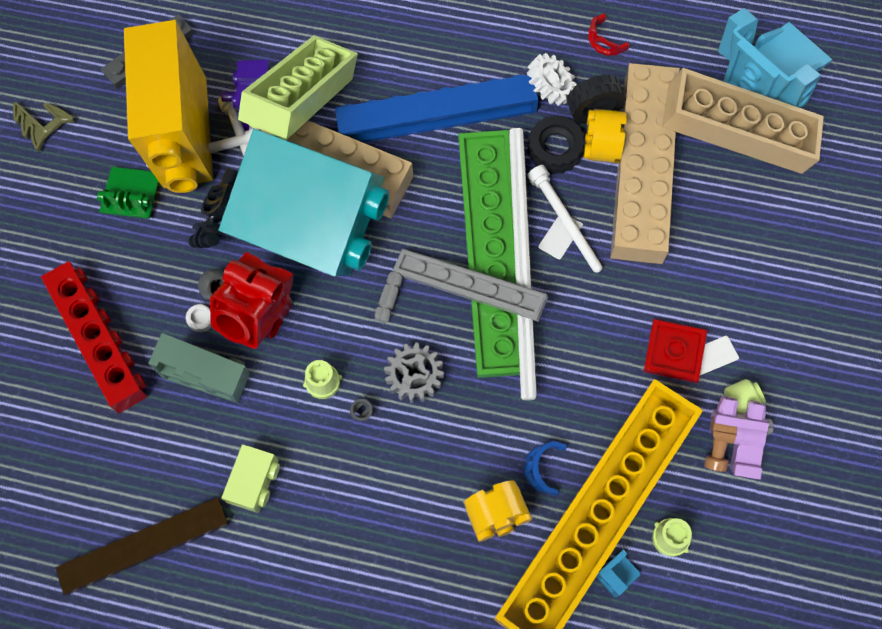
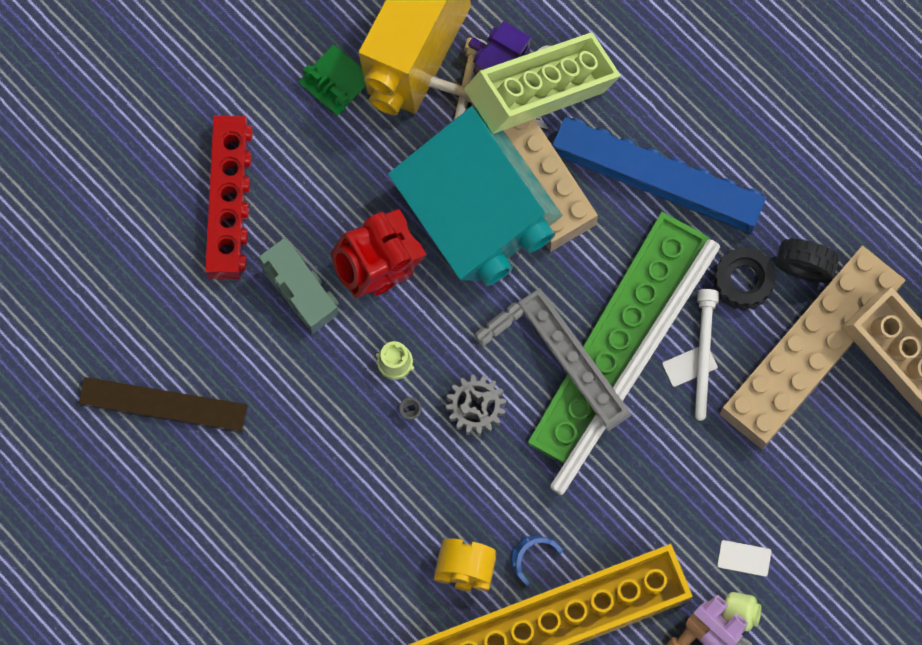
camera: 30 degrees right, 5 degrees up
(198, 318) = (325, 237): white tile -> none
(210, 282) = (354, 214): dark grey piece -> none
(214, 209) = (400, 146): black torso -> none
(251, 479) = (283, 407): yellowish green brick -> none
(551, 78) = (782, 214): white gear -> none
(593, 38) = (857, 207): red helmet -> none
(604, 136) = (789, 299): yellow brick -> none
(675, 351) = (714, 532): red tile -> none

